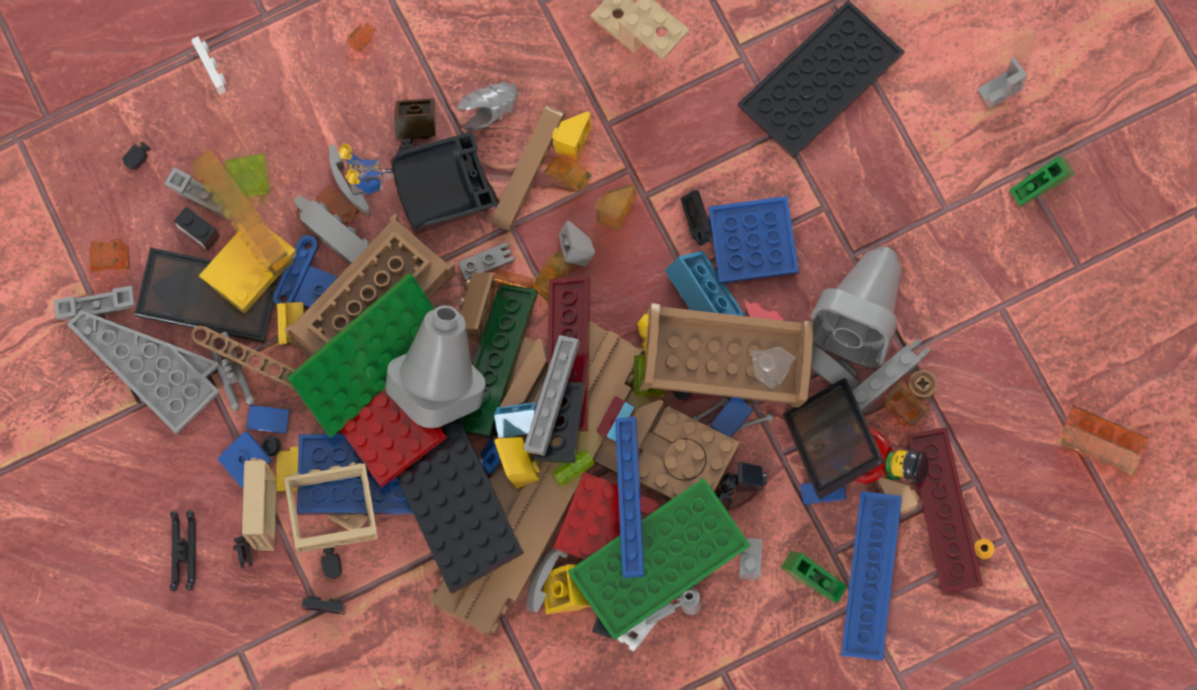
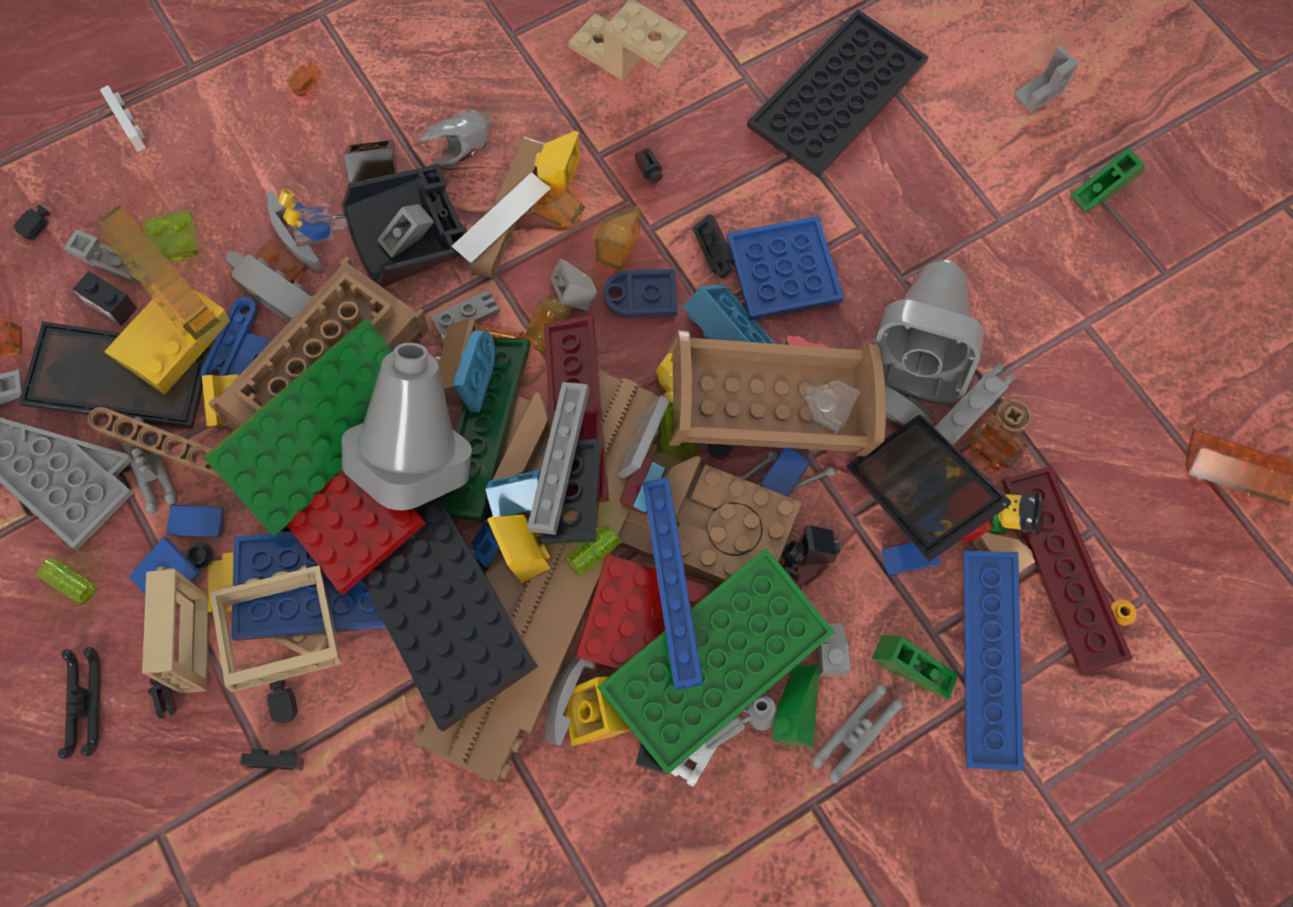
camera: 15 degrees left, 5 degrees down
(170, 458) = (66, 581): none -> clear neon green axle
(441, 186) = (405, 229): none -> light grey slope
(492, 315) = (475, 369): none -> dark azure plate
(521, 180) = (500, 217): none -> white sticker
(618, 383) = (642, 437): none -> light grey tile
(633, 254) = (643, 293): none -> dark blue plate
(652, 145) = (649, 165): none -> black arm
(718, 600) = (797, 708): none -> green slope
(761, 623) = (857, 733): none -> light grey piece

